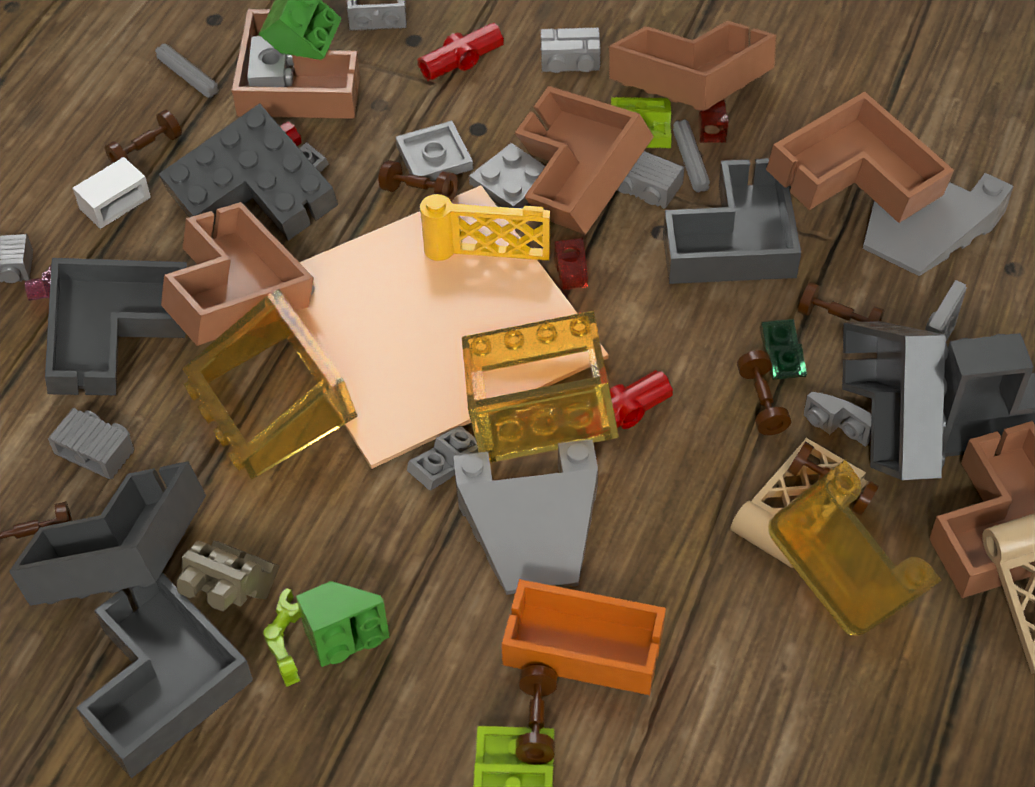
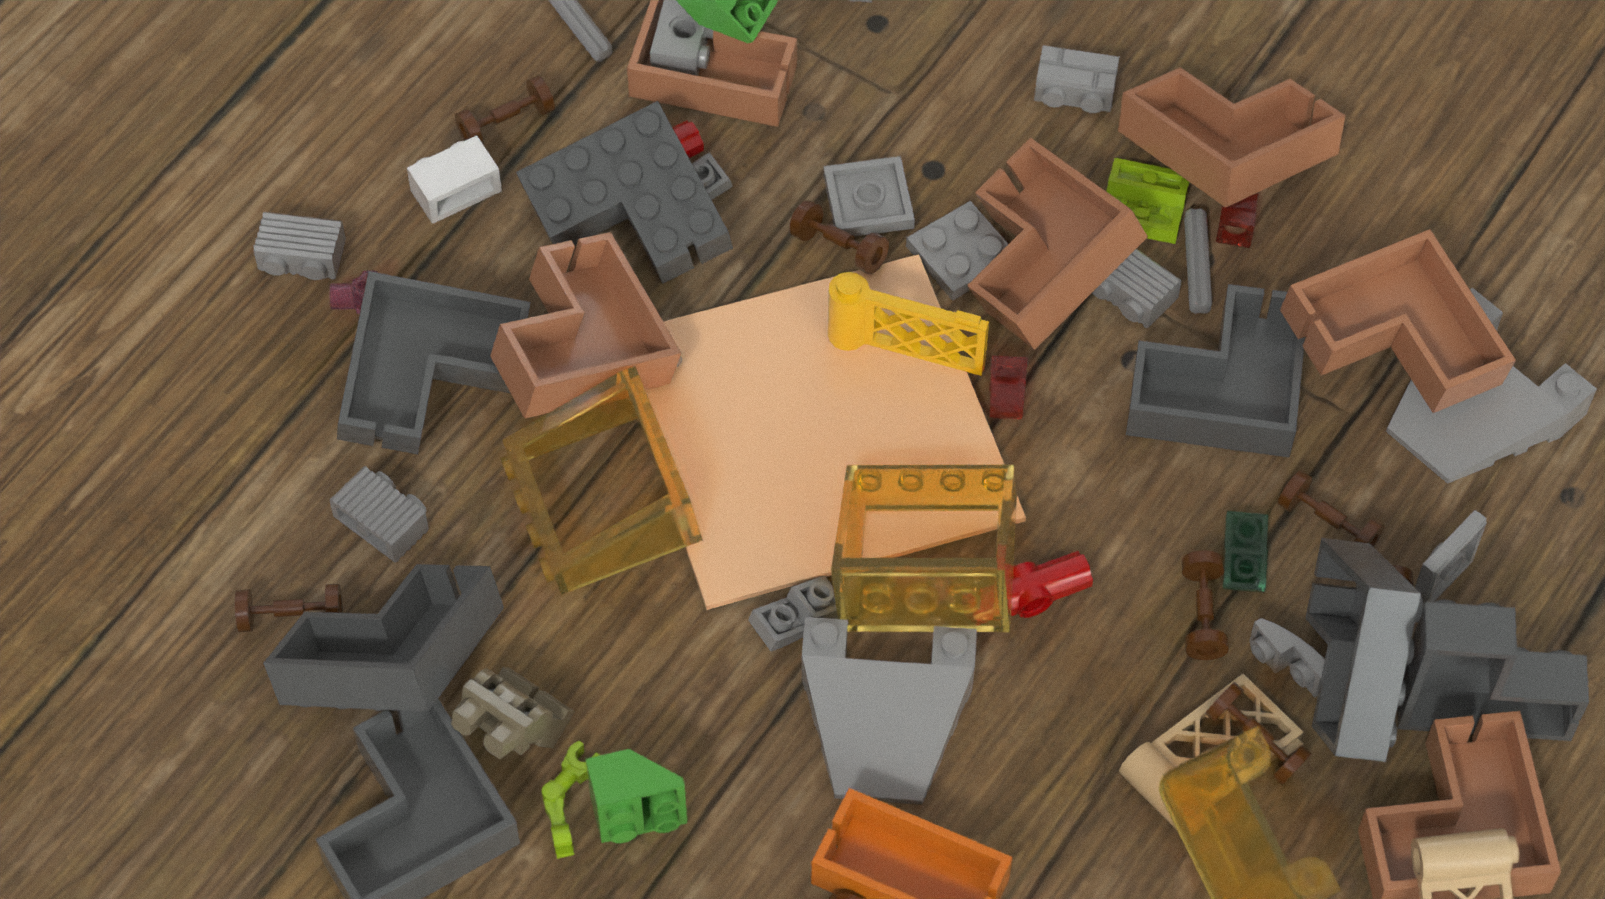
camera: 10 degrees right, 5 degrees up
(460, 51) = (933, 55): red piece -> none

